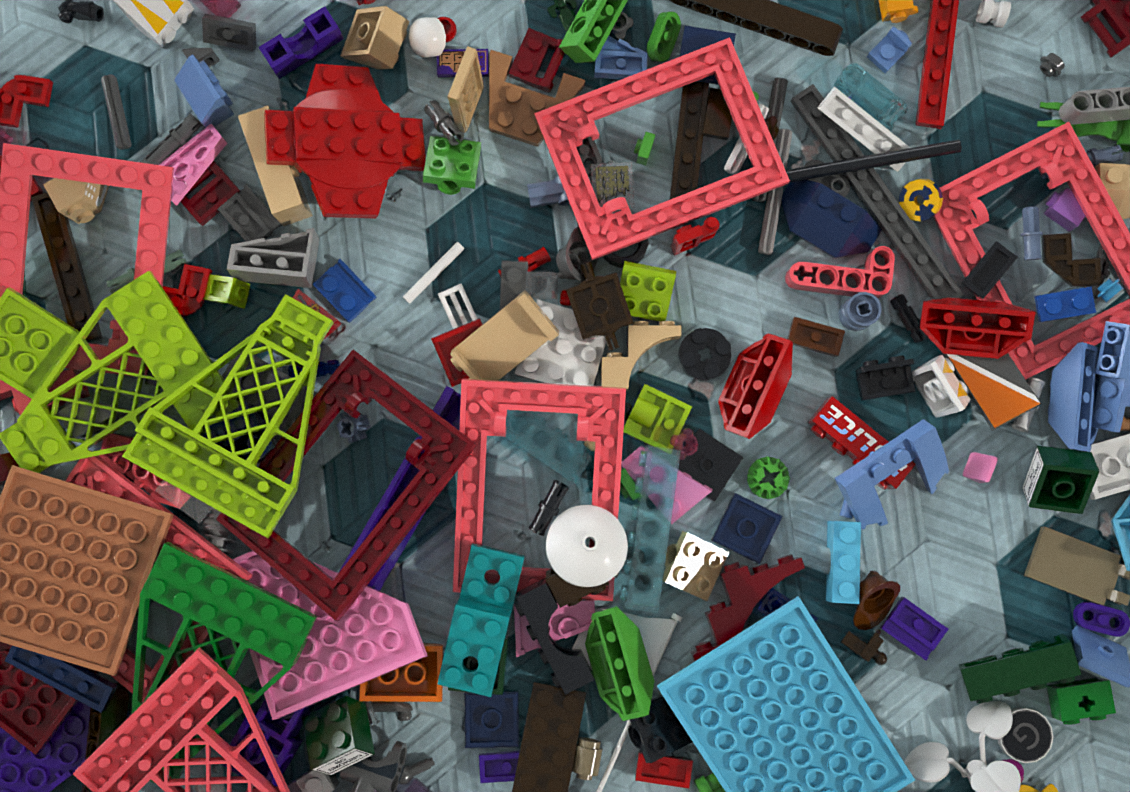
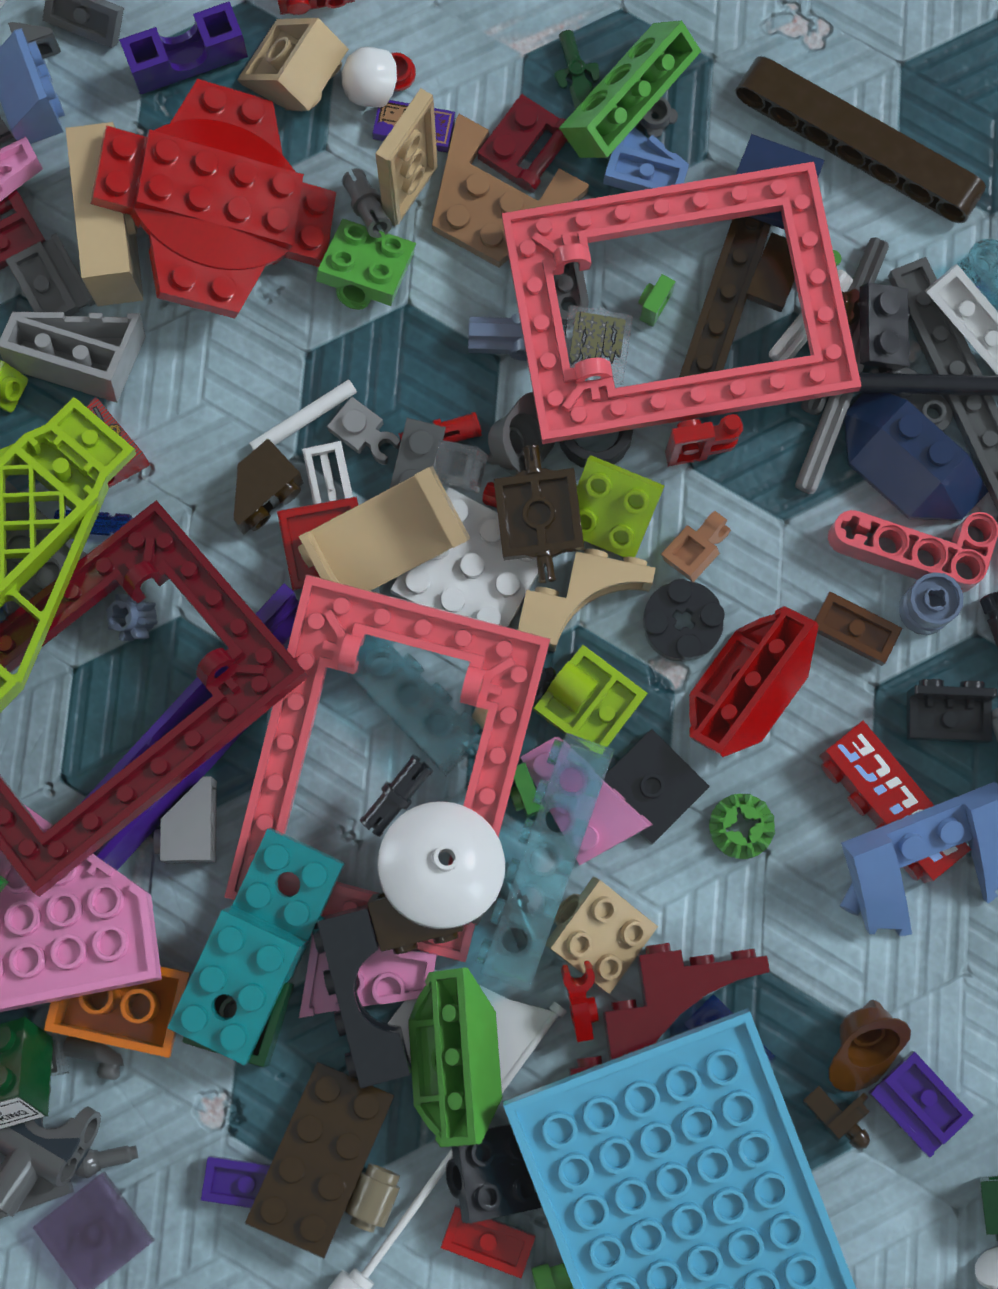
camera: 10 degrees right, 5 degrees down
(344, 290) = (165, 417): blue plate -> none
(417, 322) = (263, 483): none -> dark brown slope
(421, 552) = (190, 827): none -> light grey slope
(472, 271) = (360, 428): none -> light grey plate
(491, 720) = (240, 1106): dark blue tile -> none
(663, 36) = (716, 148): bright green plate -> none
(691, 443) = (635, 745): clear pink plate -> none
(692, 614) = (582, 1009): none -> red plate
(702, 307) = (695, 550): none -> nougat plate
(746, 528) = (693, 896): dark blue tile -> none
(795, 137) = (884, 327): none -> black bracket
(844, 573) = (835, 967): medium azure arch -> none

